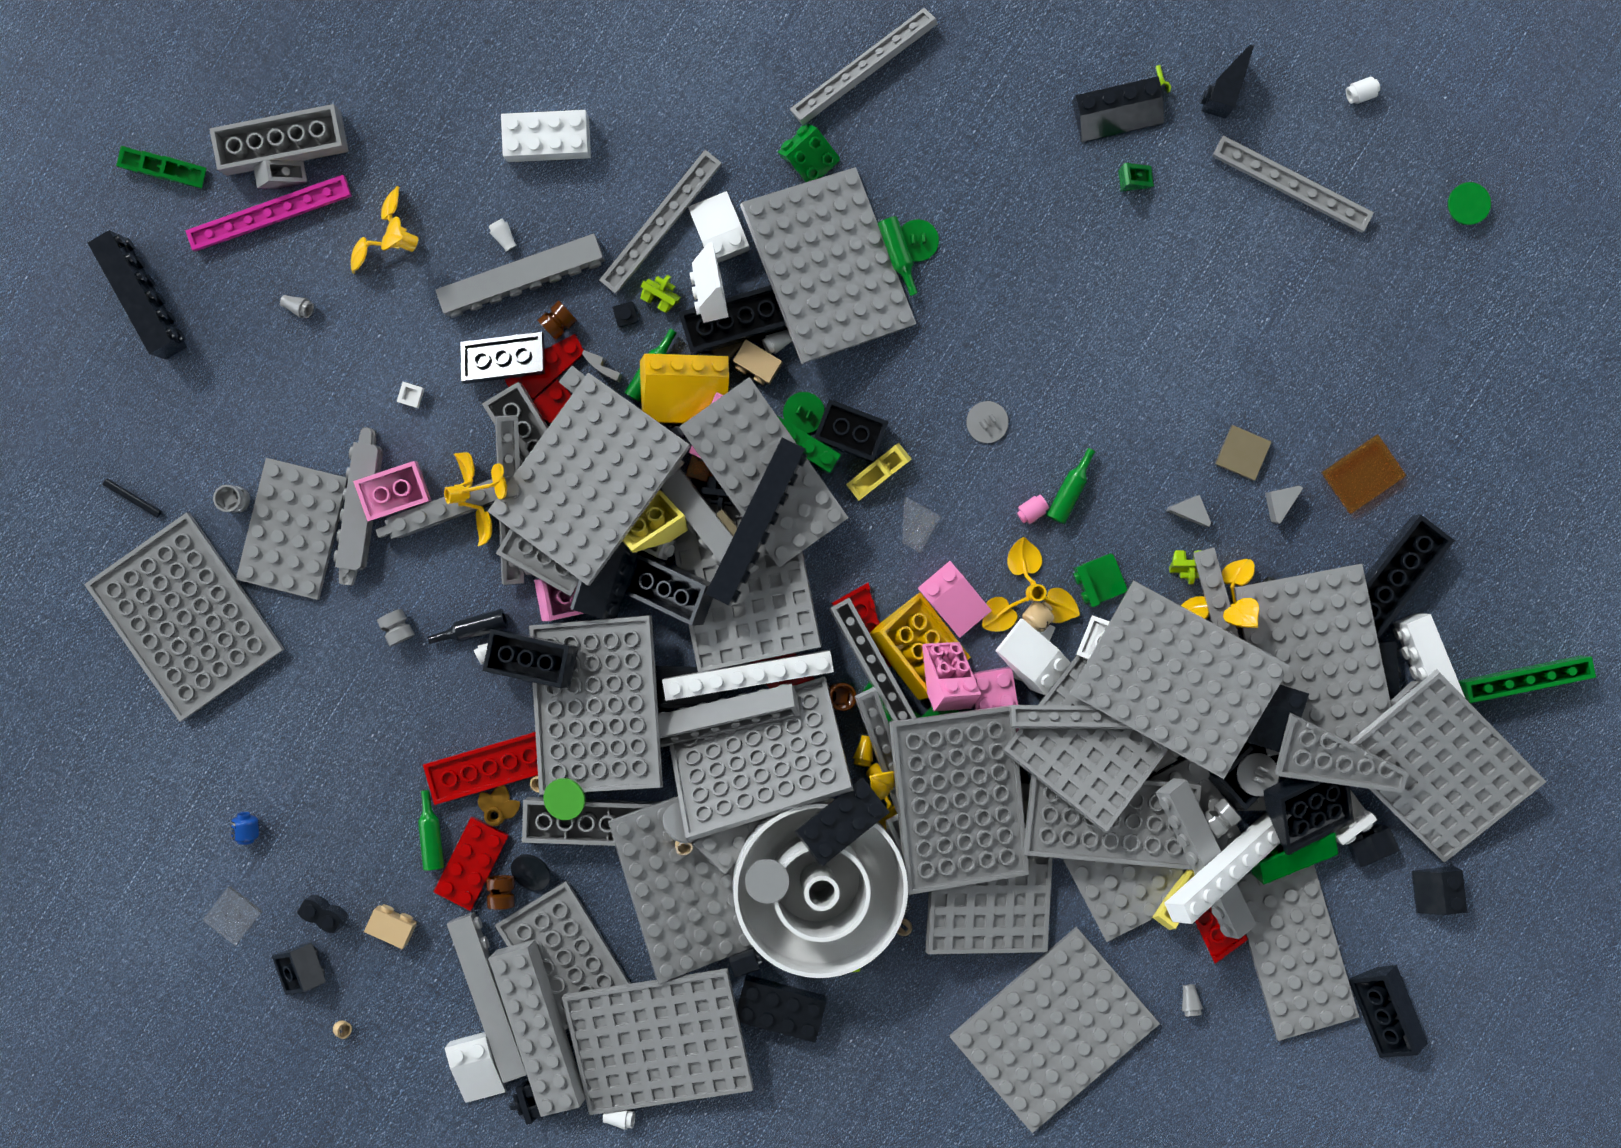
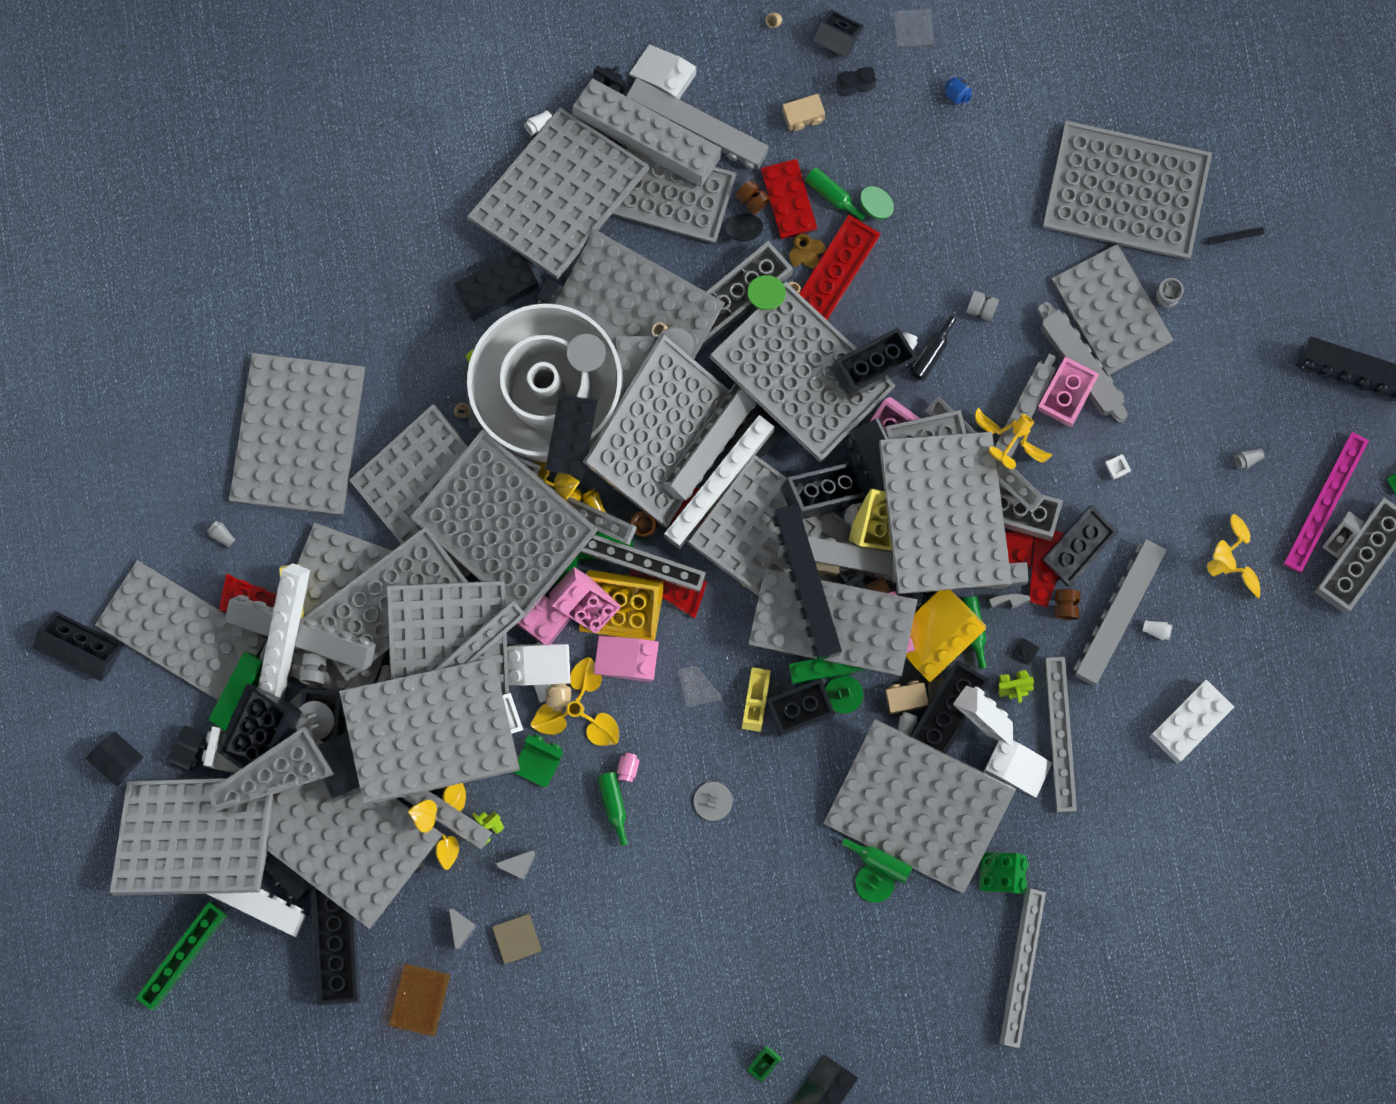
camera: 140 degrees right, 10 degrees down
(401, 794) = (876, 202): none -> piece

